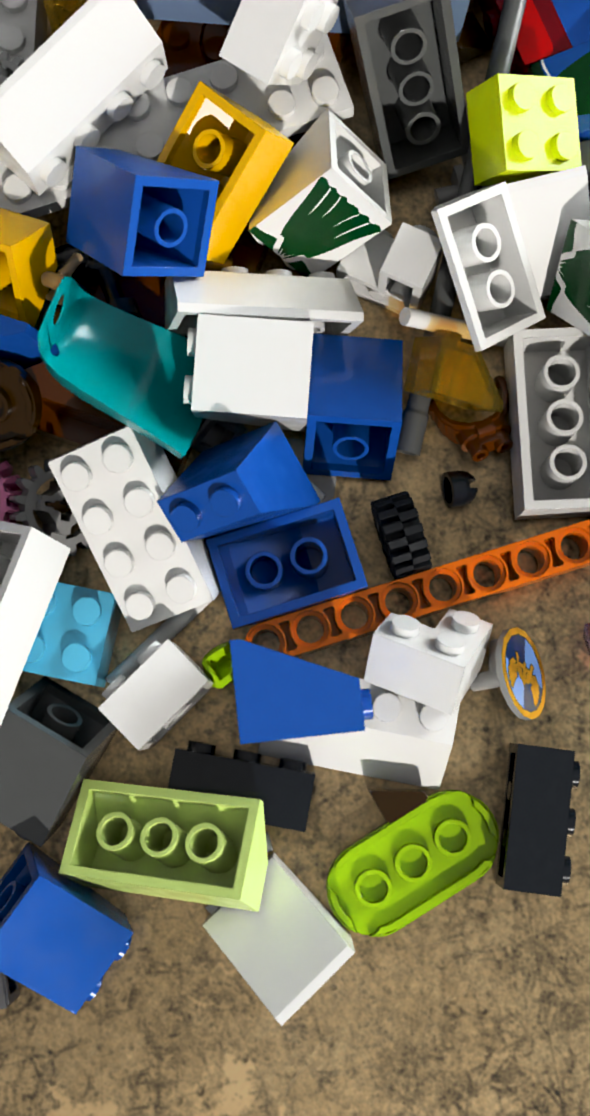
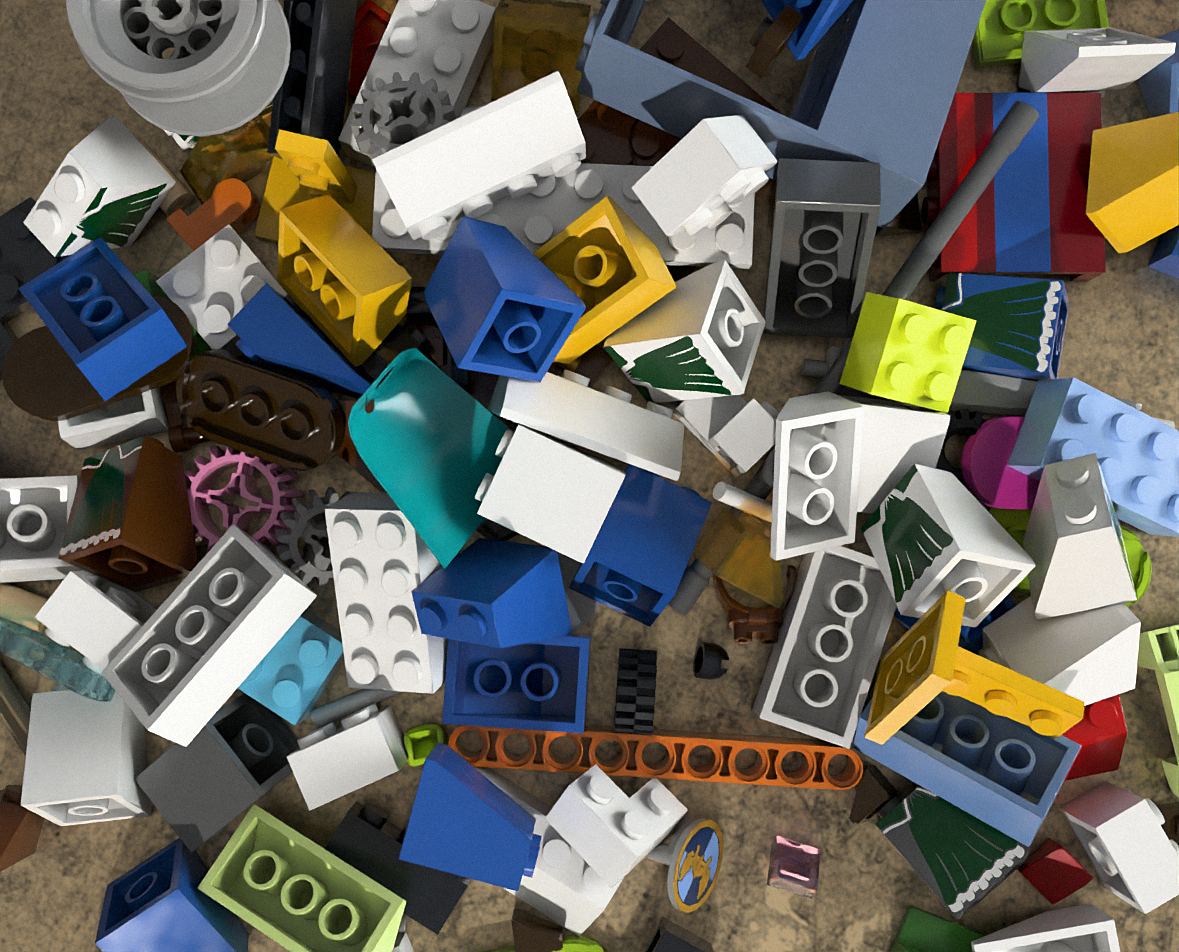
camera: 15 degrees right, 5 degrees up
(52, 280) = (399, 333): tan hand -> none

